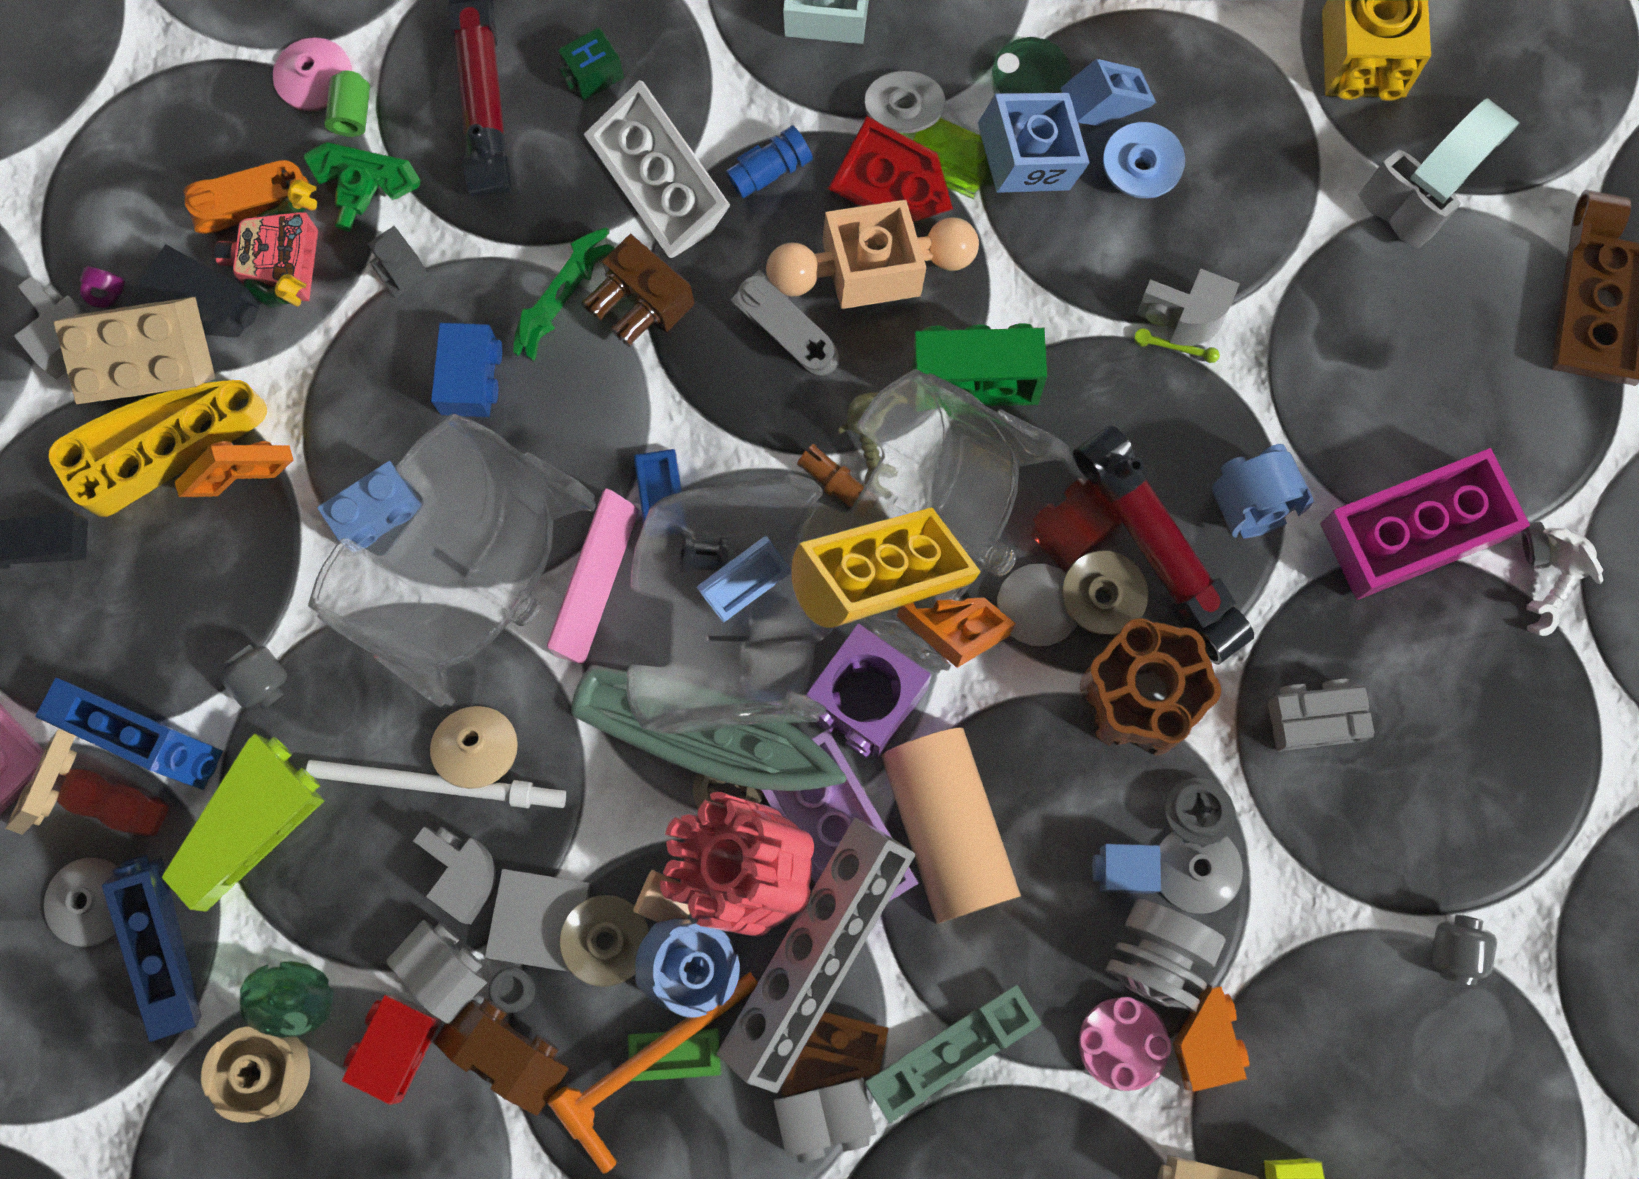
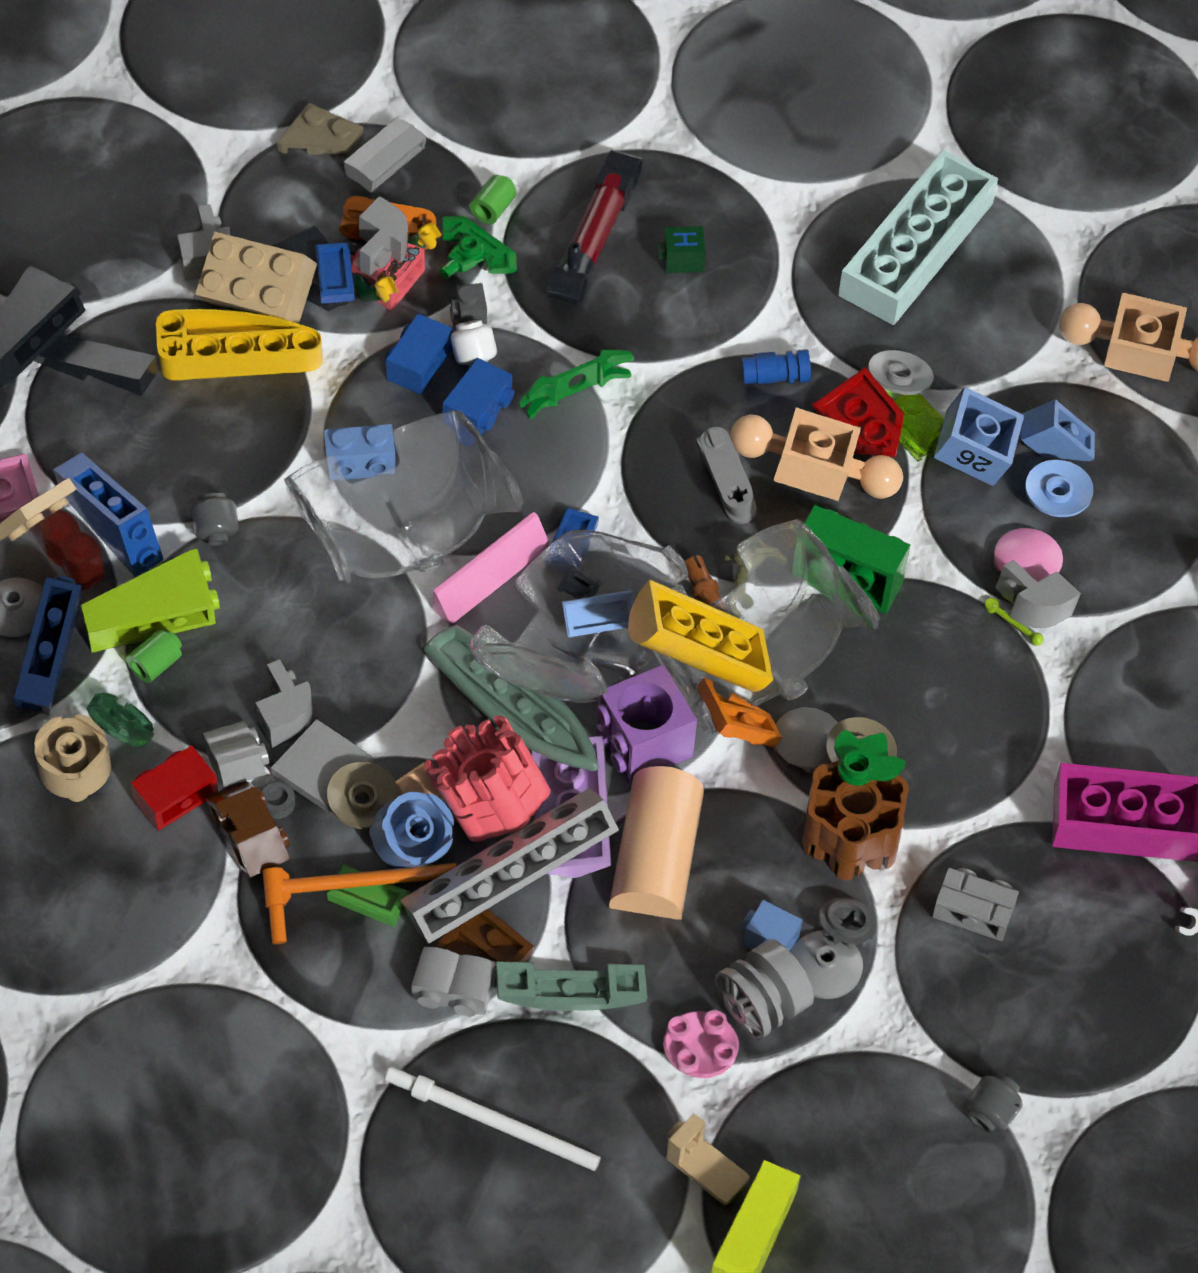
camera: 20 degrees right, 20 degrees down
(102, 280) = (254, 229): magenta tile -> none
(108, 114) = (321, 133): none -> dark tan wing
(195, 106) = (384, 154): none -> light grey piece
(221, 296) = (335, 272): none -> blue tile
(226, 462) = (278, 375): orange plate -> none
(253, 216) = (386, 235): none -> light grey brick
(280, 886) = (154, 655): none -> bright green brick
(308, 88) = (474, 166): bright pink dish -> none
(369, 345) = (418, 354): none -> blue brick
(424, 303) = (473, 341): none -> white head
(477, 764) = (341, 636): tan dish -> none
(518, 793) = (355, 679): white bar -> none
(648, 283) = (641, 403): reddish brown brick -> none
(657, 171) = (691, 338): white slope -> none
(1030, 67) = (1011, 390): clear green tile -> none
(1075, 524) = (871, 695): clear red brick -> none
(1144, 625) = (866, 755): none -> green plate
(1151, 253) = (1031, 550): none -> bright pink dish
(1199, 600) = (928, 779): piece -> none
(1208, 1046) = (761, 1071): orange slope -> none
(1261, 492) = (1015, 734): medium blue brick -> none

